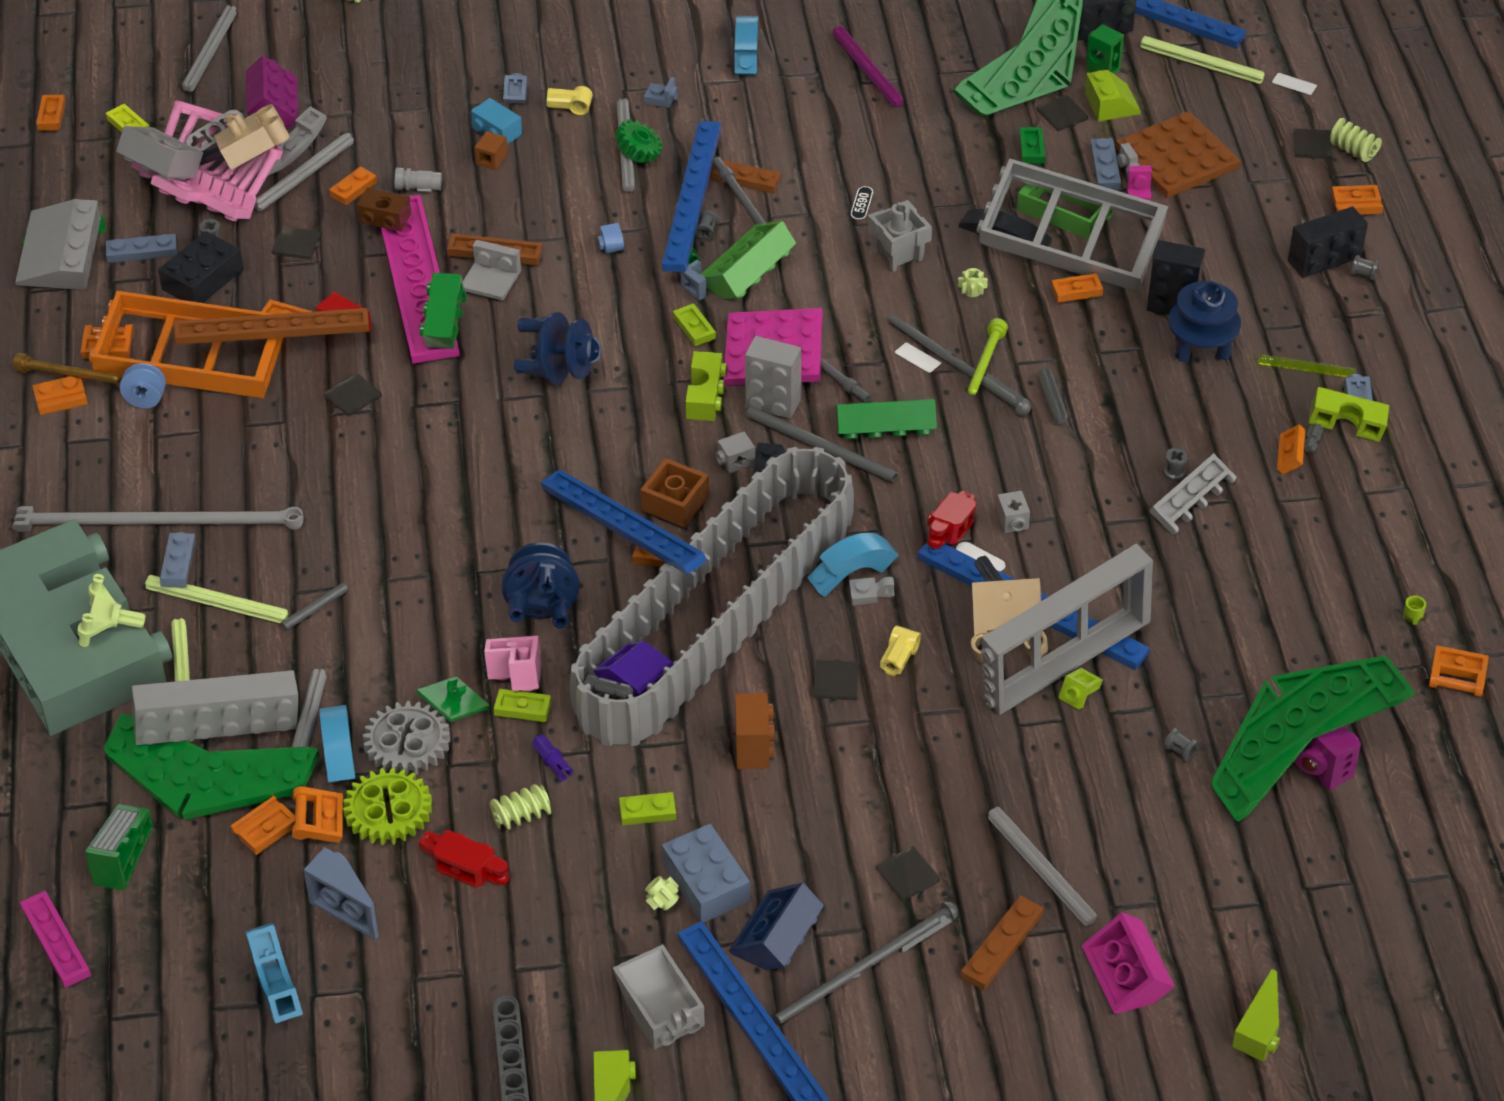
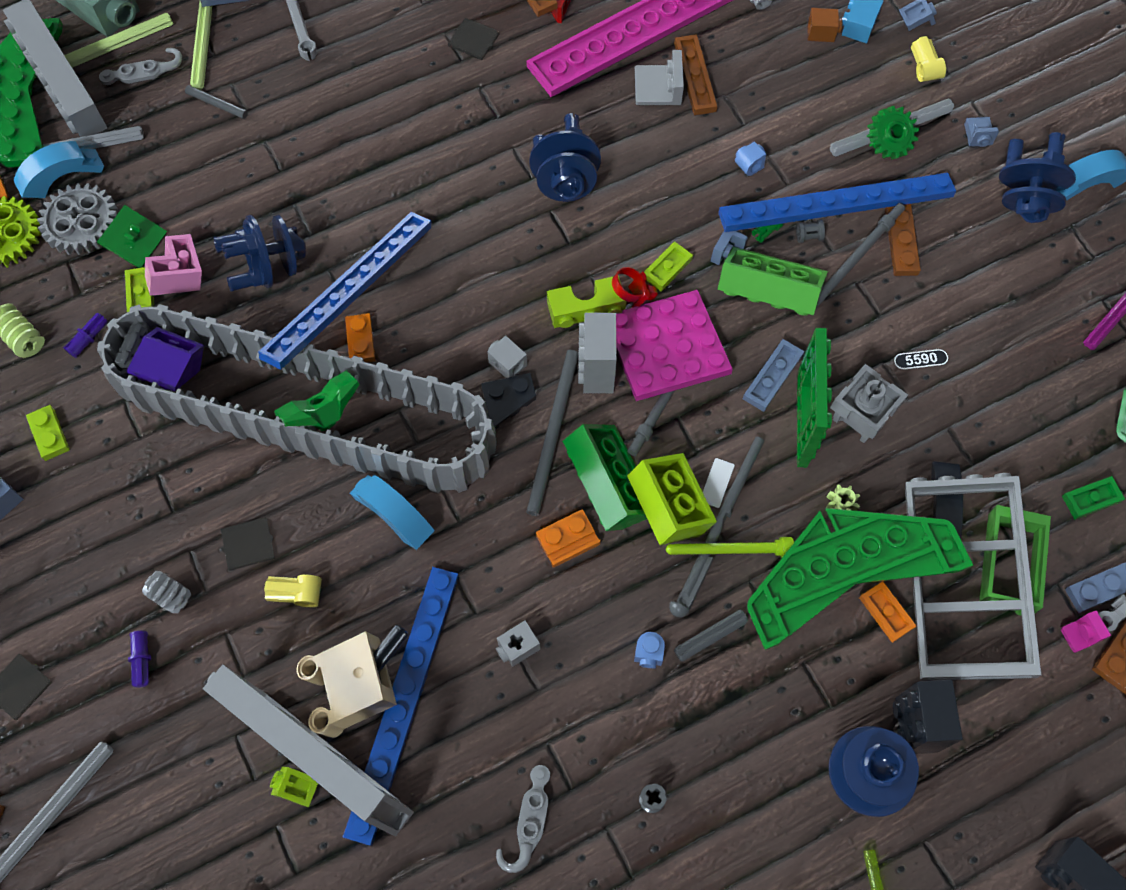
camera: 70 degrees right, 20 degrees up
(239, 651) = (141, 70): none -> light grey piece
(443, 310) = (577, 58): green wedge -> none
(674, 492) = (427, 322): dark orange brick -> none
(709, 346) = (639, 288): none -> red piece
(734, 539) = (323, 408): none -> green piece
(737, 66) = (1036, 180): none -> dark blue piece
(754, 730) = (137, 488): dark orange brick -> none
(836, 290) = (773, 375): none -> sand blue plate
(856, 225) = (813, 397): none -> green plate
(866, 590) = (368, 536): light grey plate -> none
(866, 732) = (166, 592): none -> light grey gear
(919, 773) = (139, 659): none -> dark purple axle
(928, 376) = (671, 498): none -> lime brick
(928, 461) = (568, 538): none -> orange plate
(951, 519) = (482, 585): red hinge -> none
(975, 552) = (455, 630): white sticker -> none
(1022, 293) = (859, 551): none -> green wing
(1051, 434) = (649, 650): none -> medium blue plate
(1165, 544) = (530, 821): none -> light grey piece
(1191, 492) = (617, 828): light grey hinge -> none

